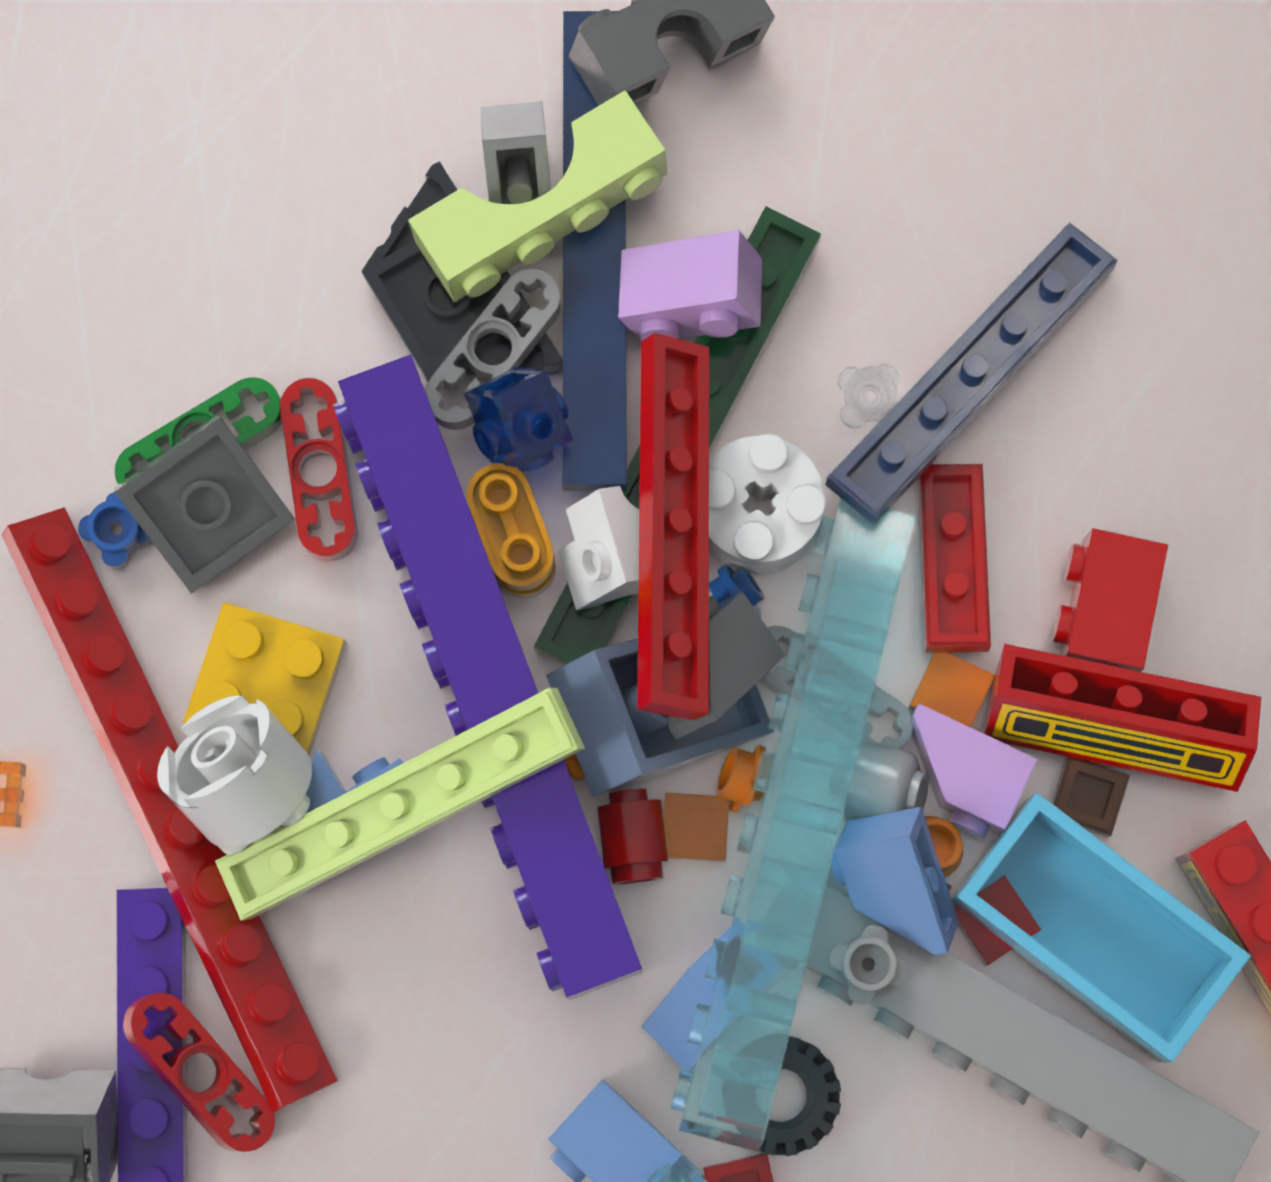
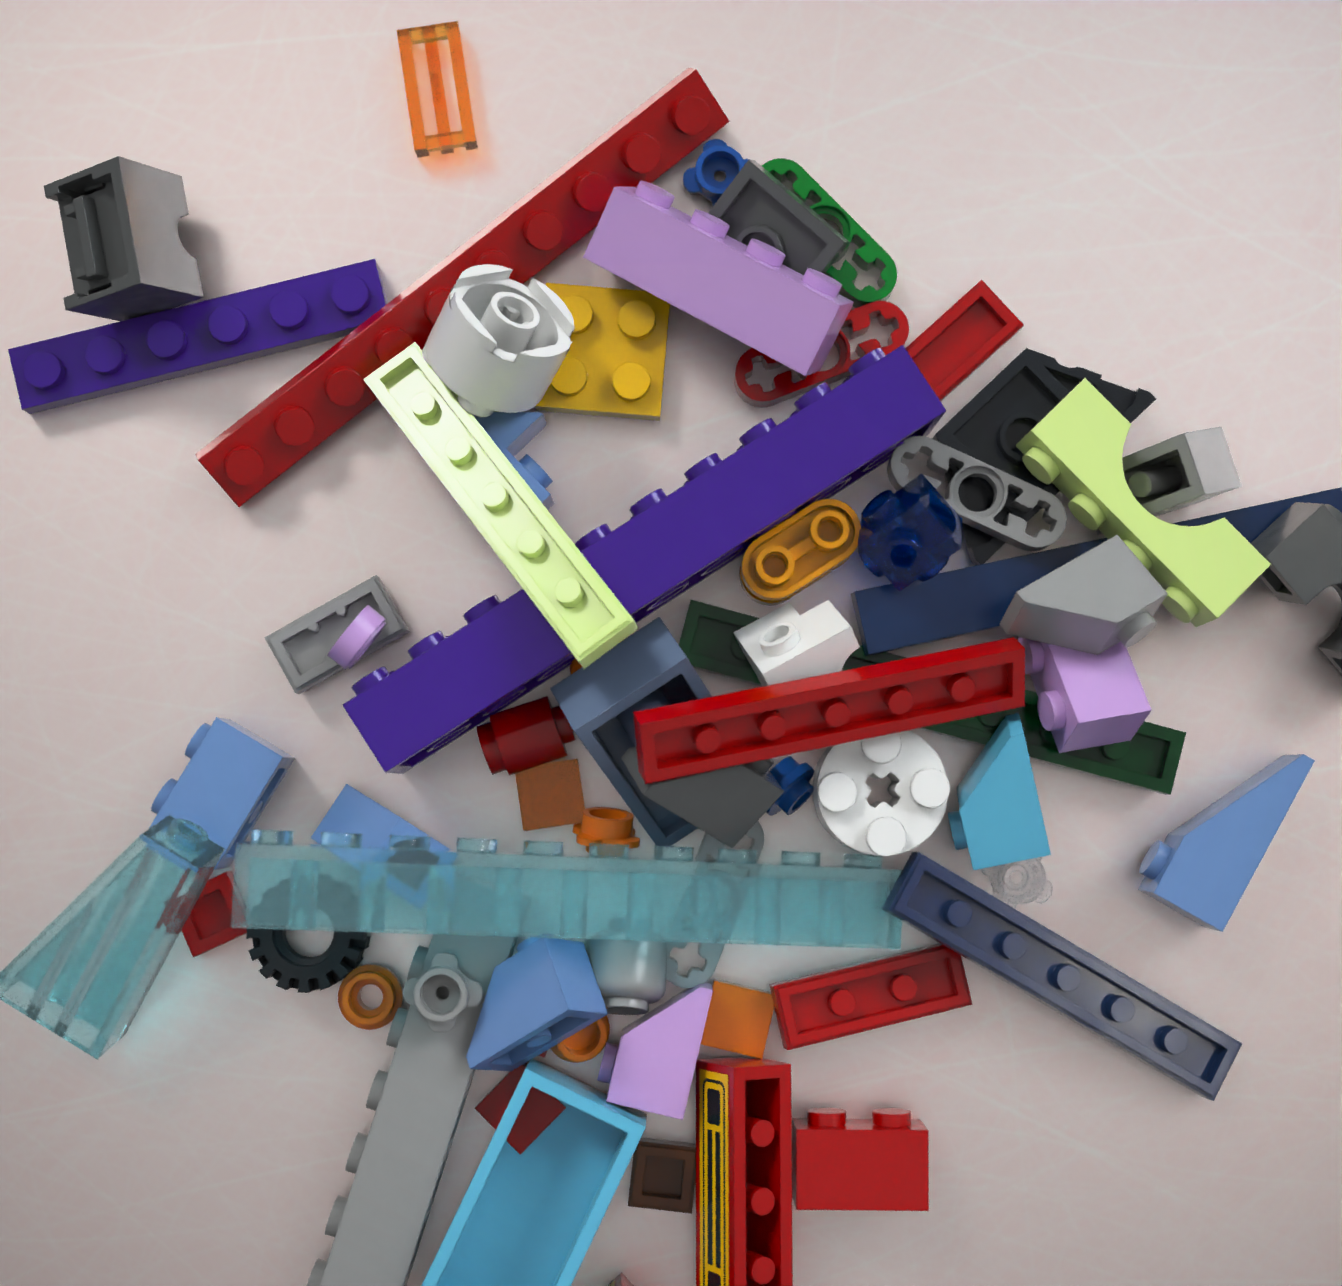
camera: 75 degrees right, 5 degrees up
(219, 1119) = (206, 422): red beam -> none
(223, 547) = (719, 278): none -> lavender brick
(335, 329) = (963, 339): none -> red tile
(489, 1006) = (305, 643): none -> light grey plate
(500, 979) = (357, 638): none -> lavender tile
(624, 264) = (1088, 602): none -> light grey slope
(794, 392) = (1000, 803): none -> medium azure slope
(878, 1048) = (350, 996): none -> orange plate
(886, 206) = (1215, 853): none -> medium blue slope

